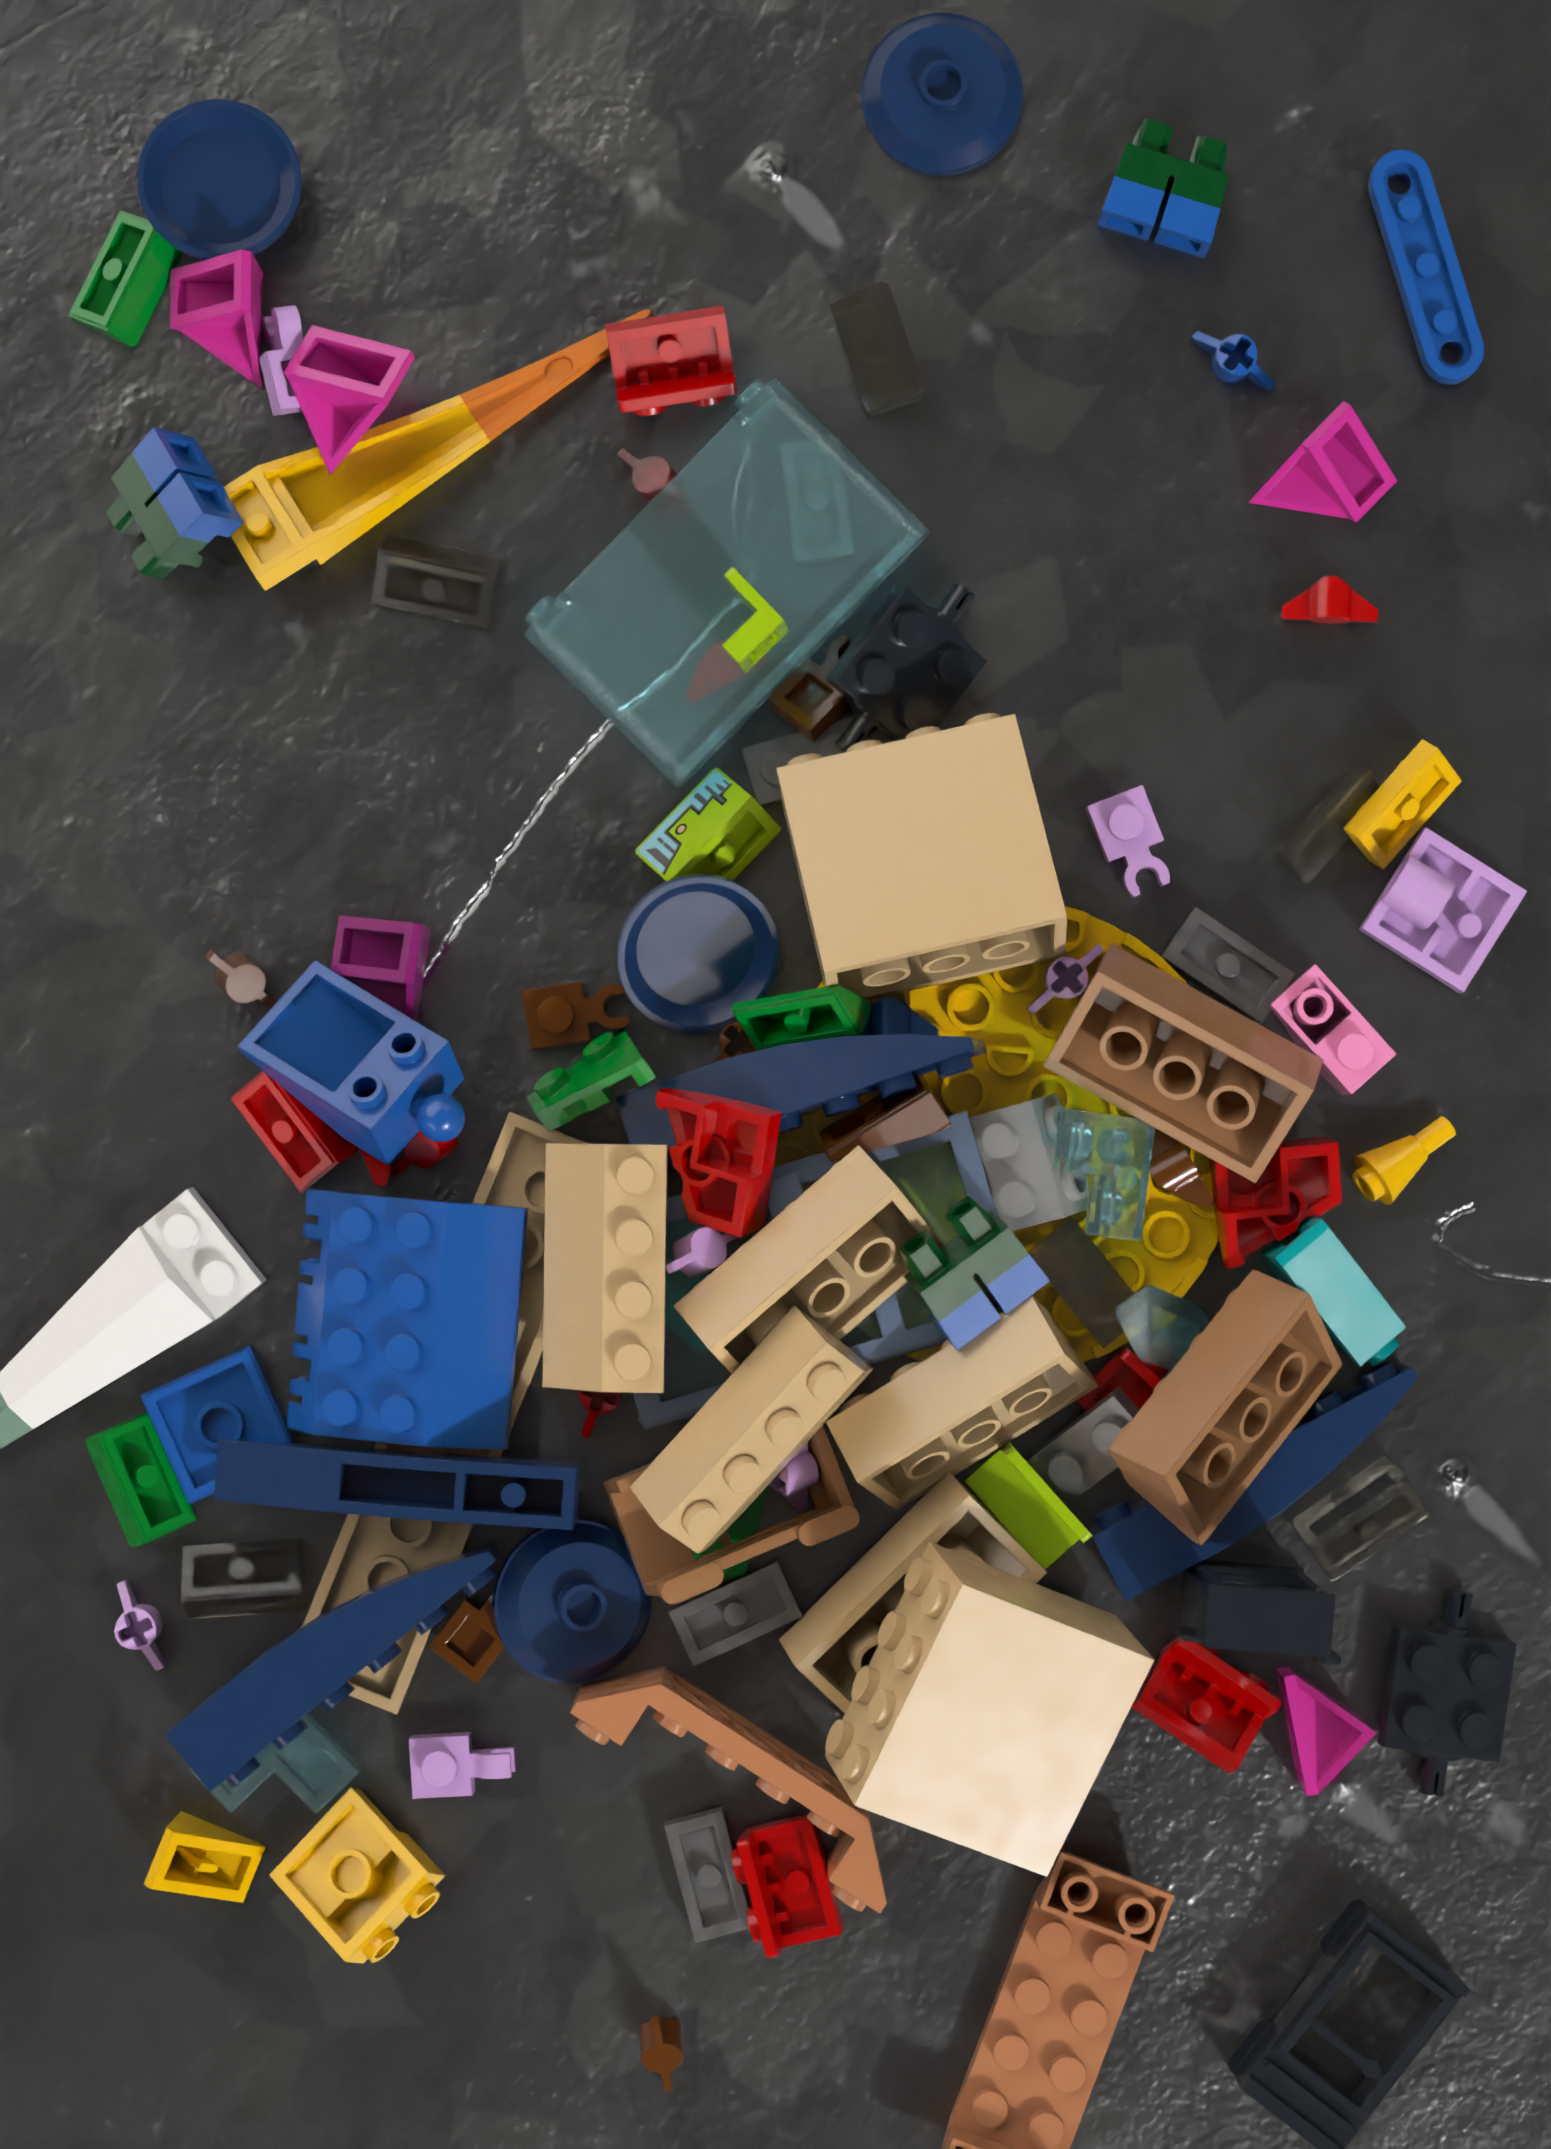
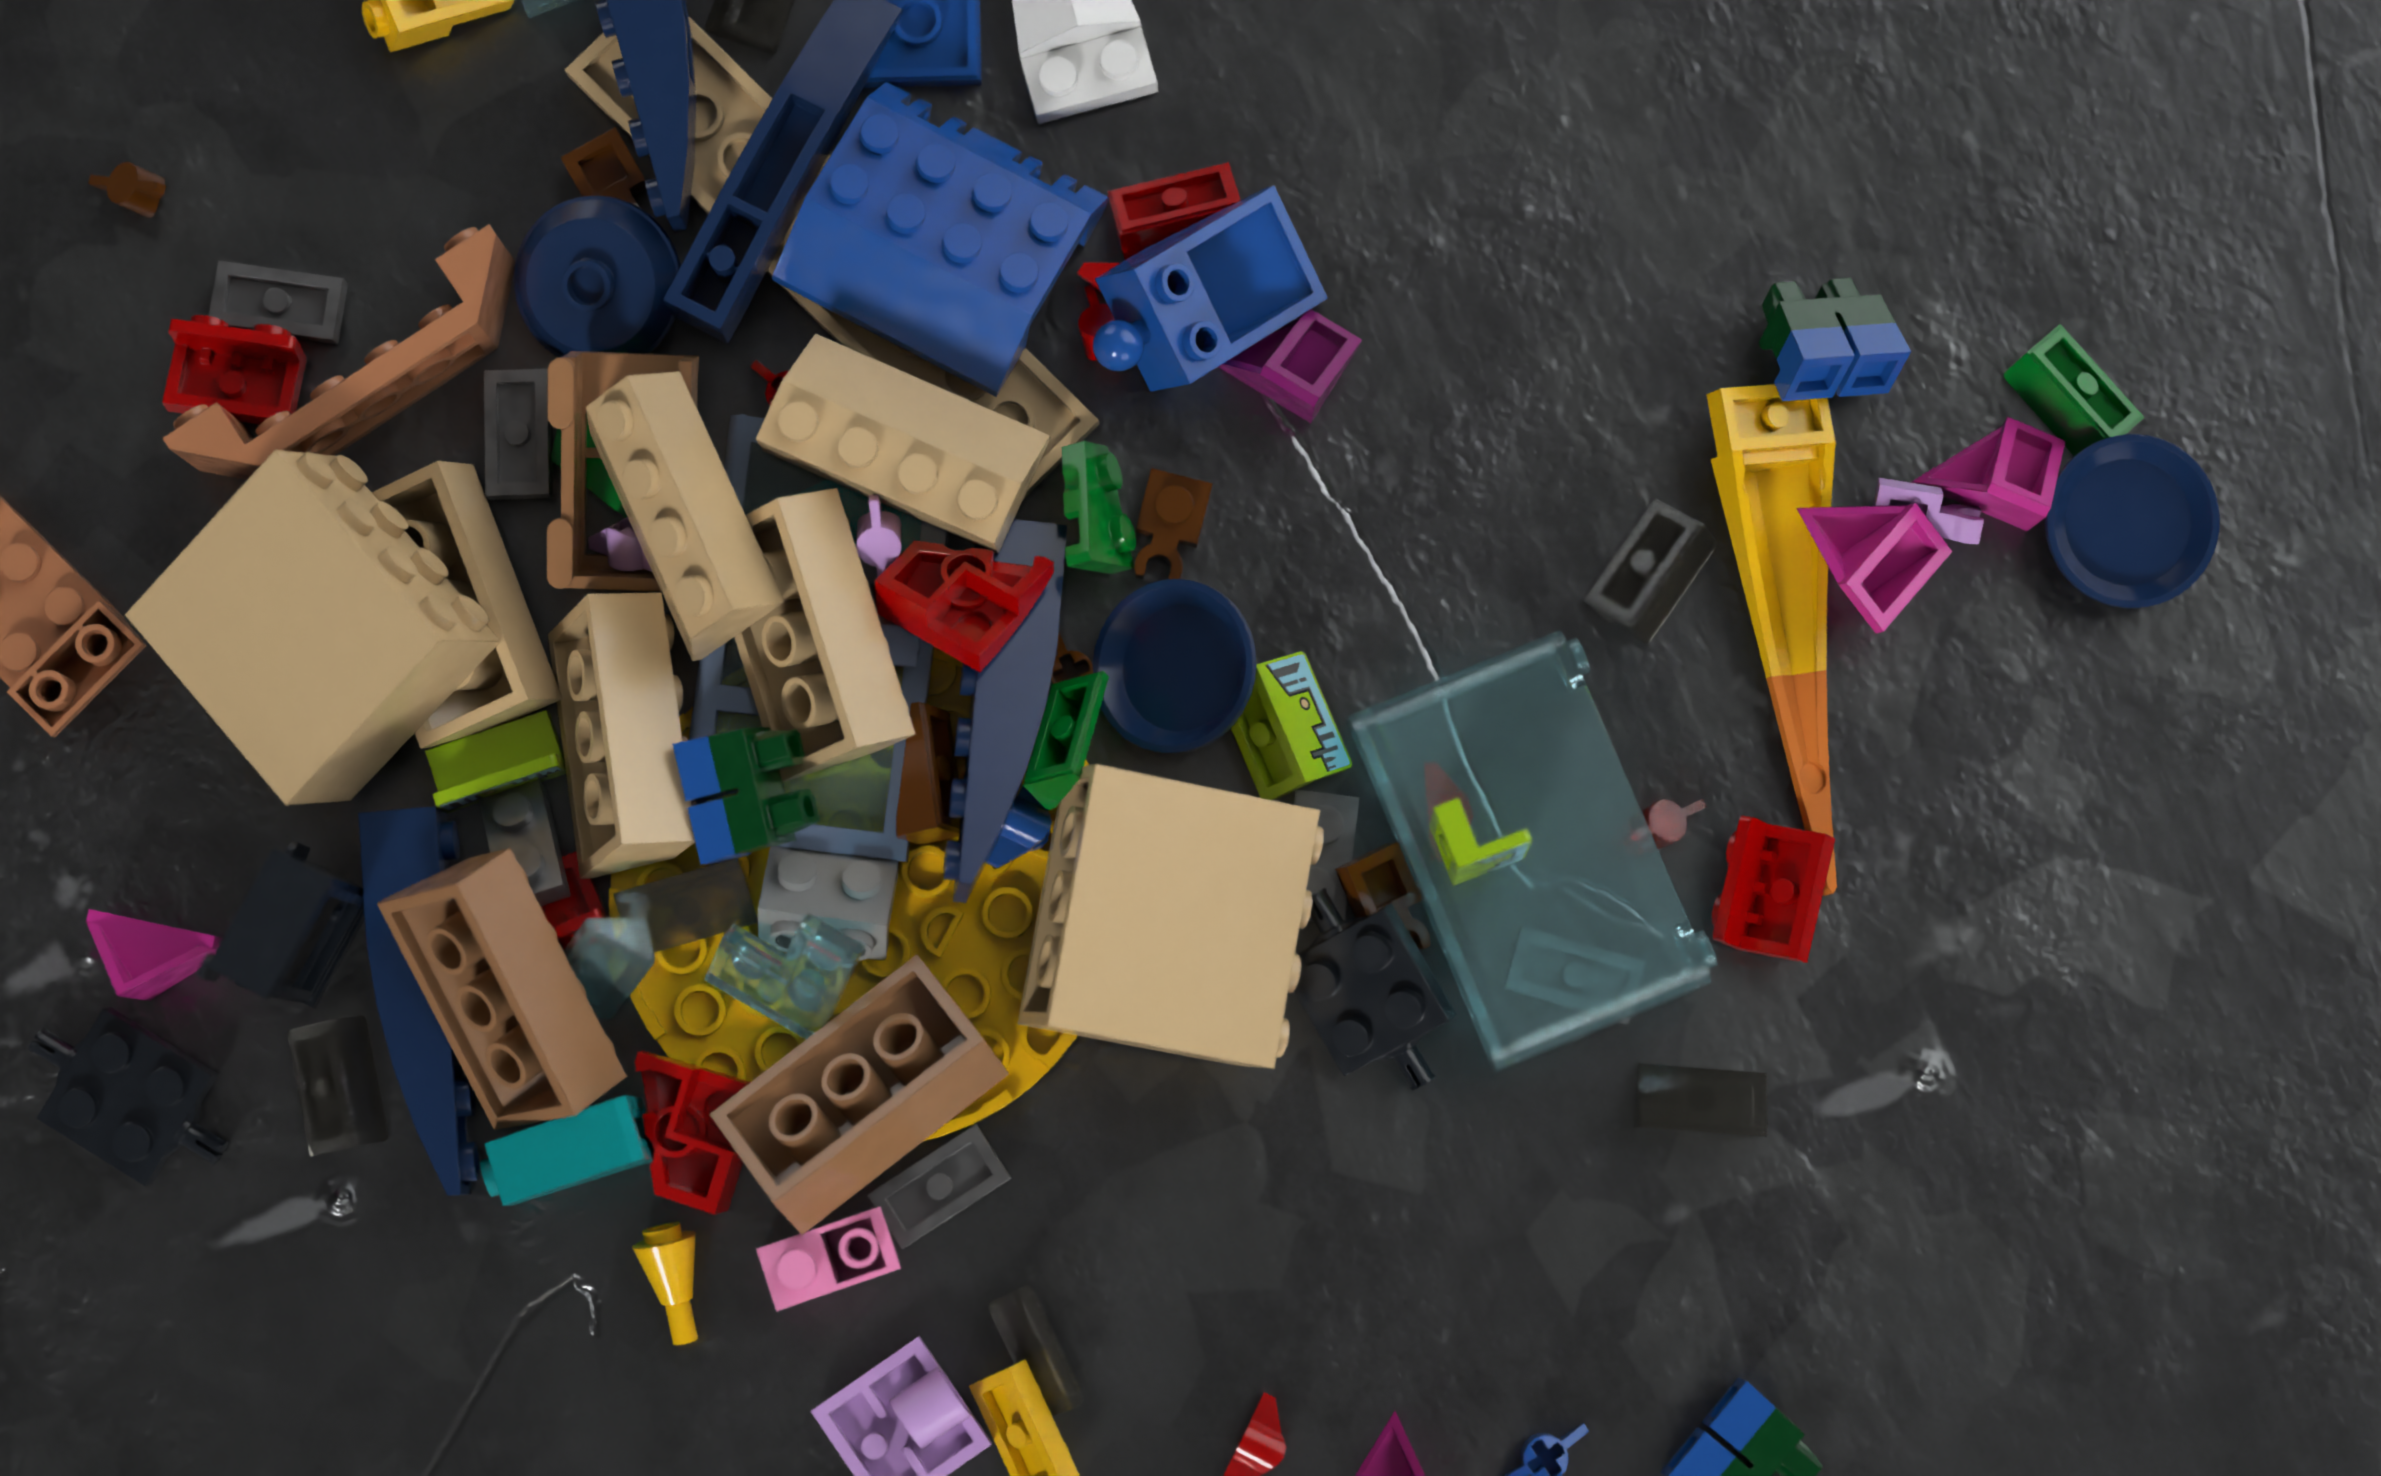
camera: 110 degrees right, 5 degrees down
(240, 978) = (1340, 218): piece -> none
(448, 1763) = (493, 101): lavender plate -> none
(941, 94) = (1933, 1277): dark blue piece -> none
(1065, 978) = (994, 1016): lavender piece -> none
(1127, 830) = (1118, 1145): lavender plate -> none
(1175, 1173) = (755, 1041): reddish brown piece -> none
(1205, 1702) = (221, 851): red bracket -> none

